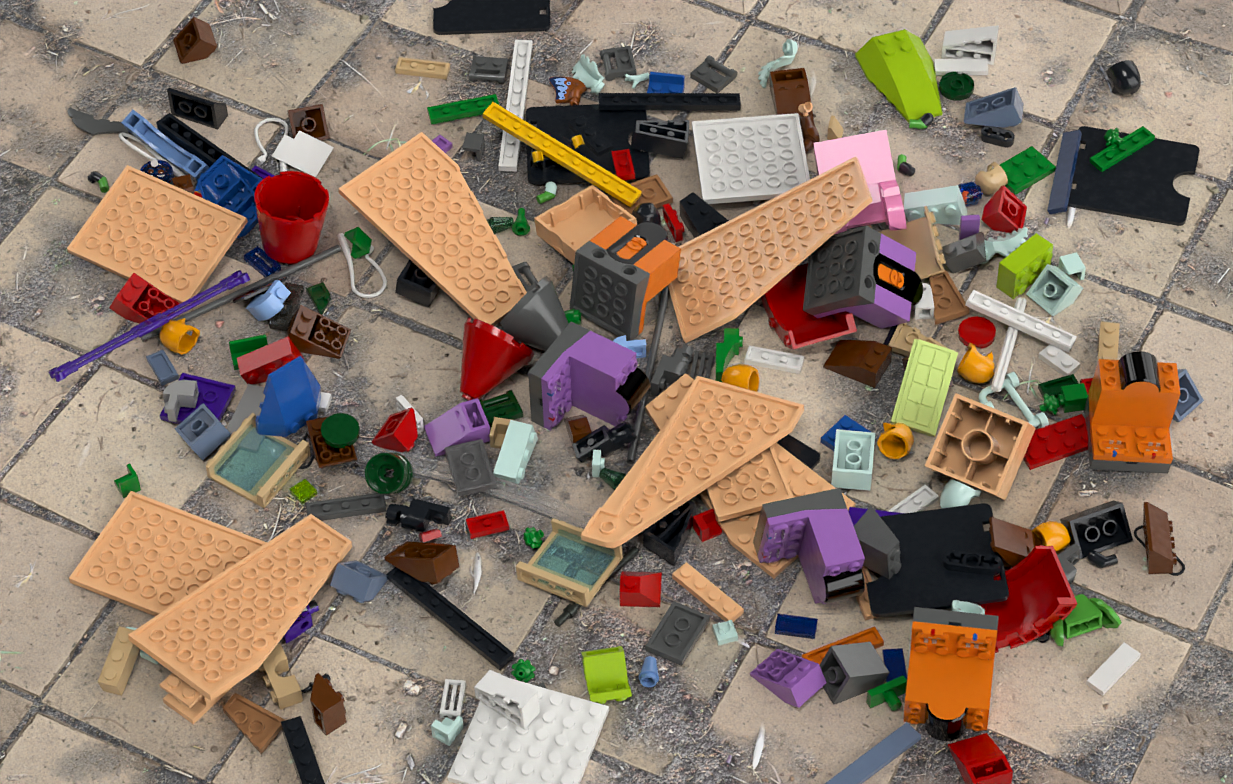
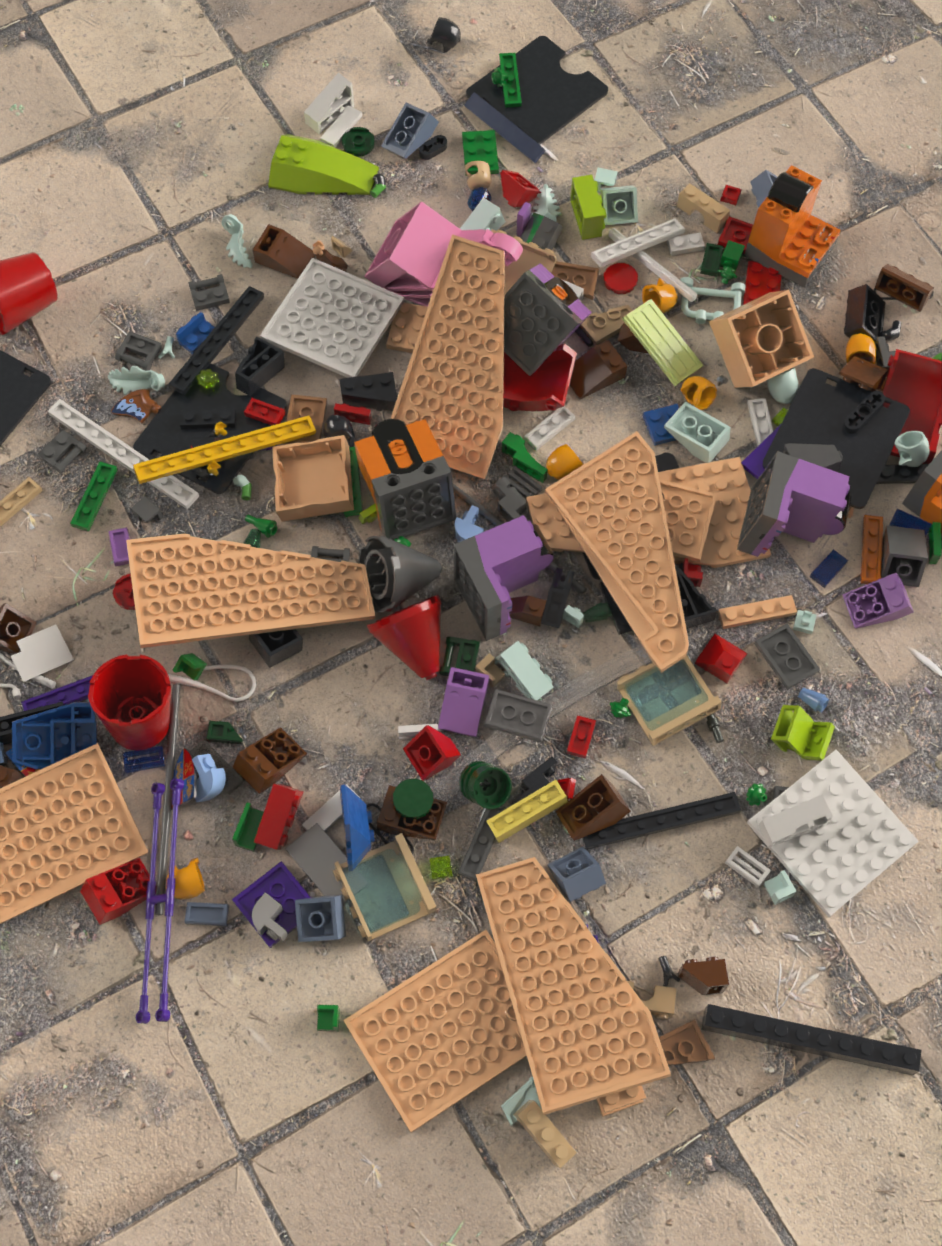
camera: 60 degrees left, 15 degrees up
(386, 516) = (527, 811): none -> light yellow panel
(625, 114) = (207, 378): none -> clear neon green plant

